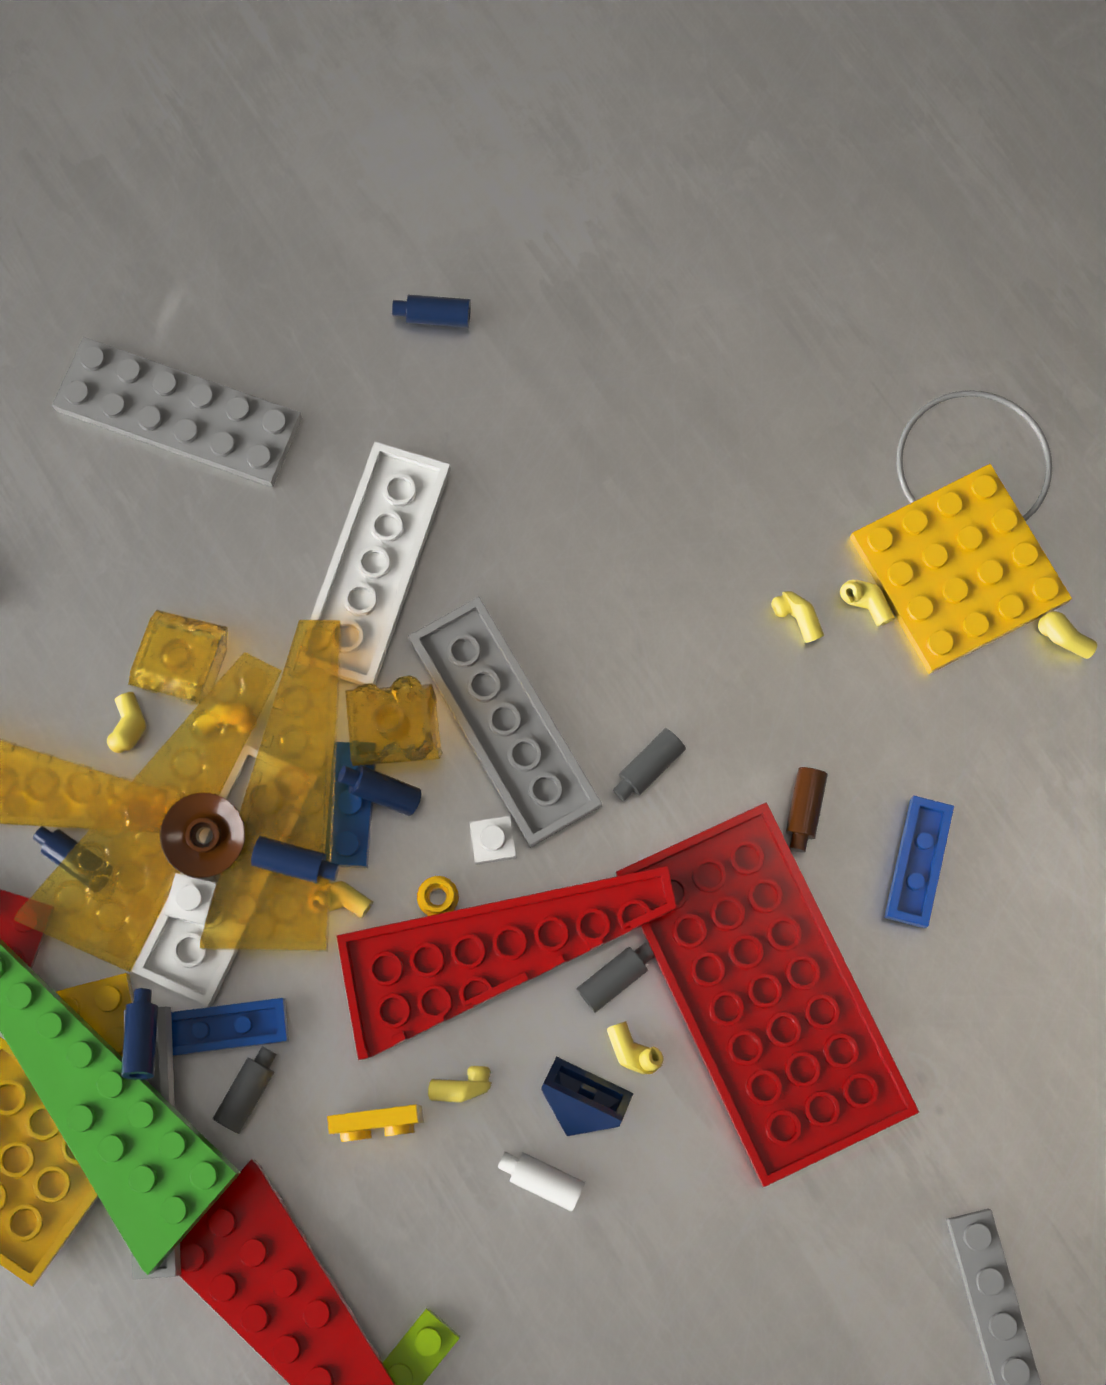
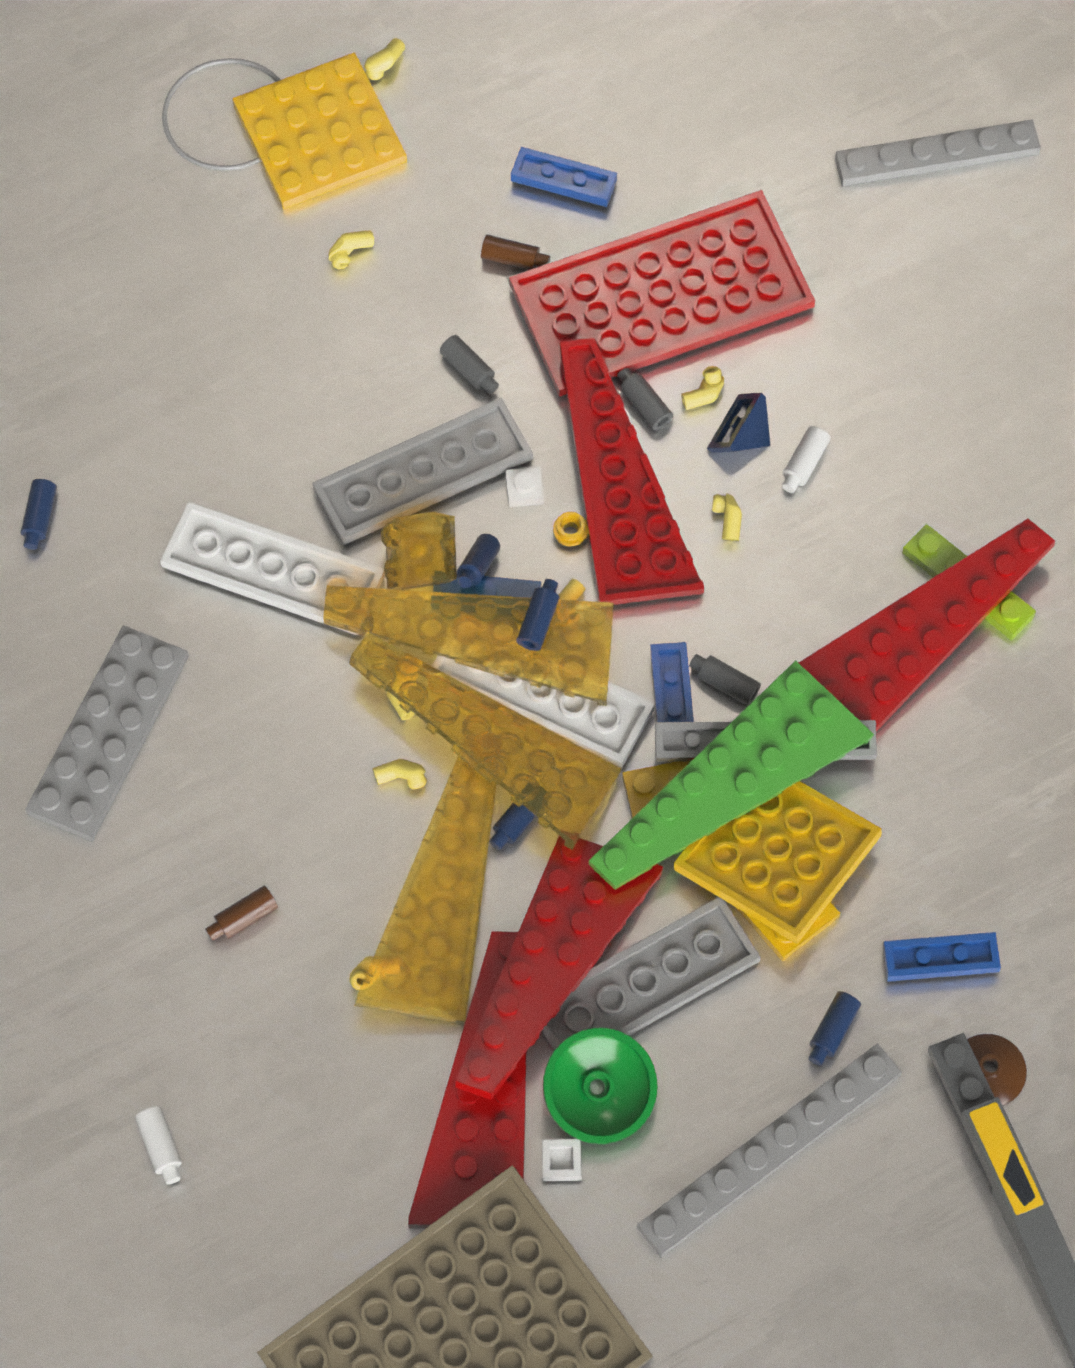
camera: 85 degrees left, 10 degrees down
(140, 1036) = (681, 732): dark blue cylinder -> none
(179, 657) = (343, 727): clear yellow slope -> none
(181, 835) = (513, 677): reddish brown dish -> none
(190, 899) = (563, 710): white plate -> none
(359, 1124) = (757, 572): yellow plate -> none
(869, 597) = (339, 195): light yellow arm -> none

